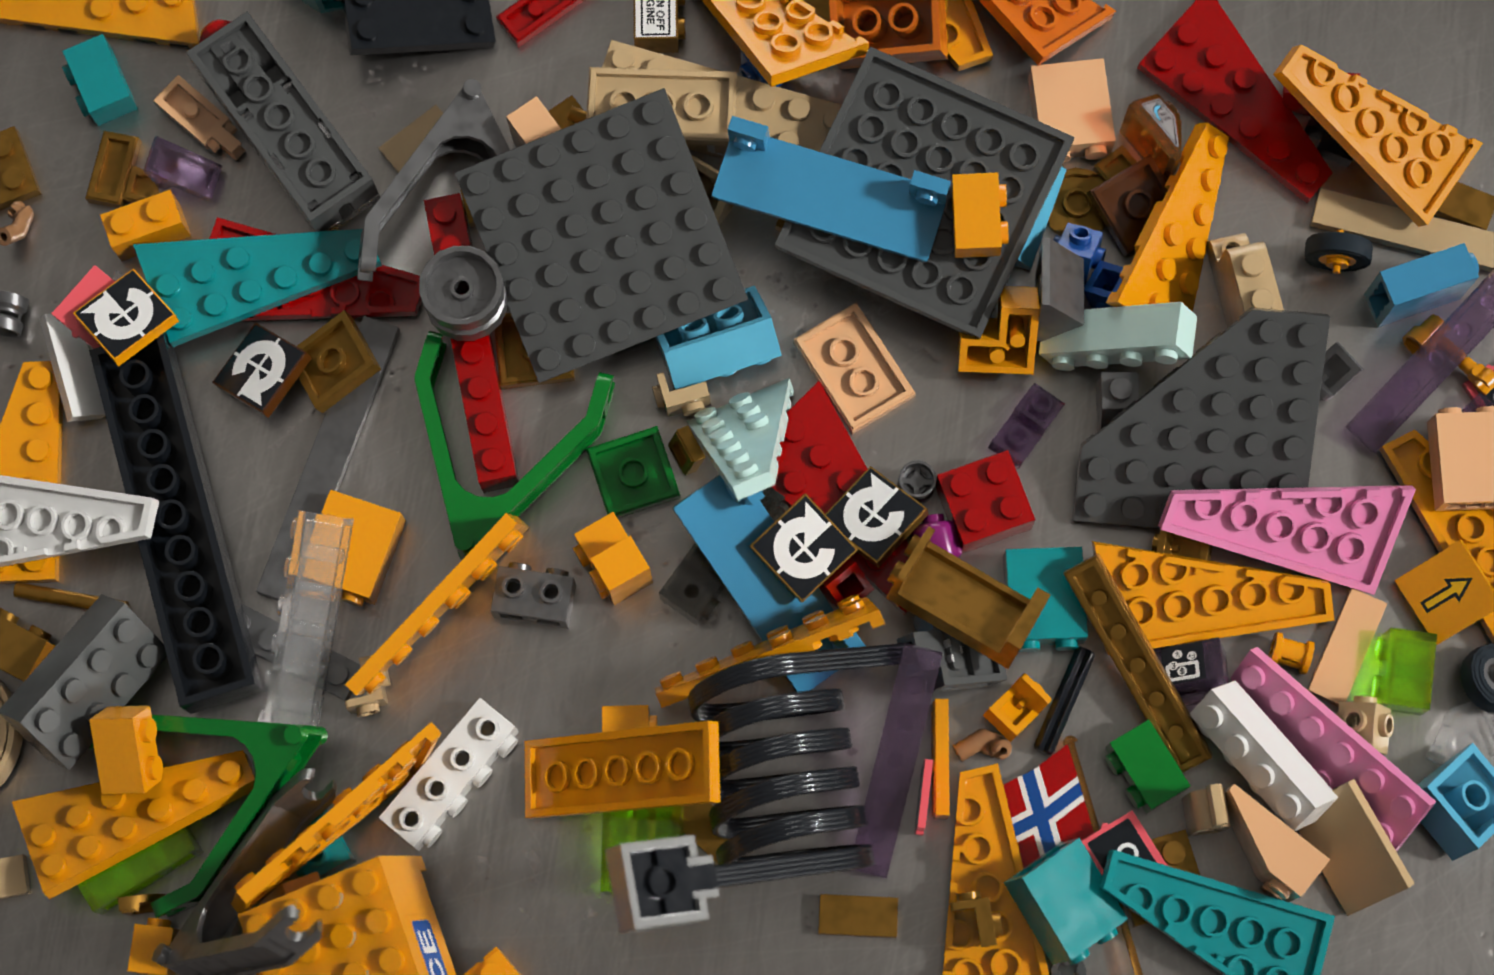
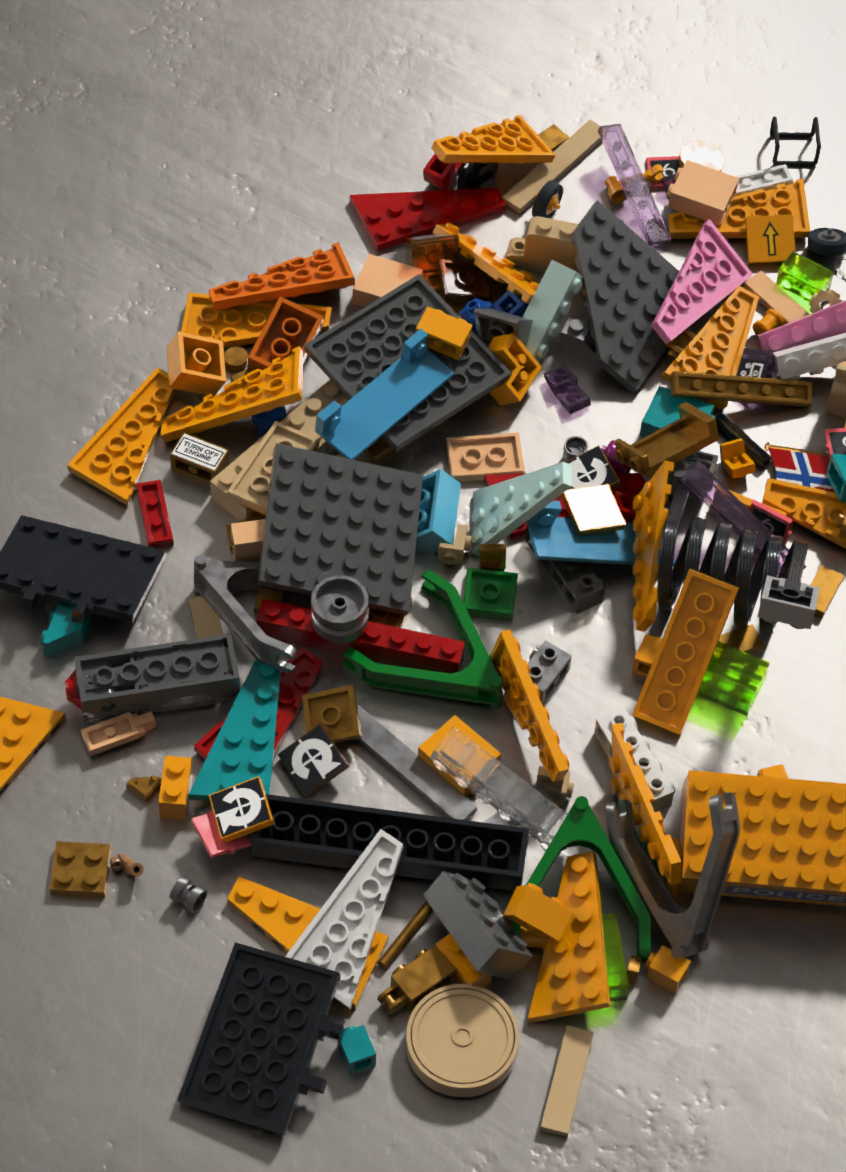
camera: 70 degrees left, 20 degrees down
(72, 371) = (248, 869): white tile -> none
(99, 80) = (55, 777): teal brick -> none
(112, 169) = (120, 798): pearl gold tile -> none
(180, 168) = (148, 751): clear purple slope -> none
(614, 557) = (543, 619): light orange brick -> none
(984, 742) = (750, 484): medium nougat arm -> none
(985, 501) = (605, 419): red brick -> none
(1146, 766) = (801, 414): green brick -> none
(1422, 284) = (589, 171): dark azure brick -> none

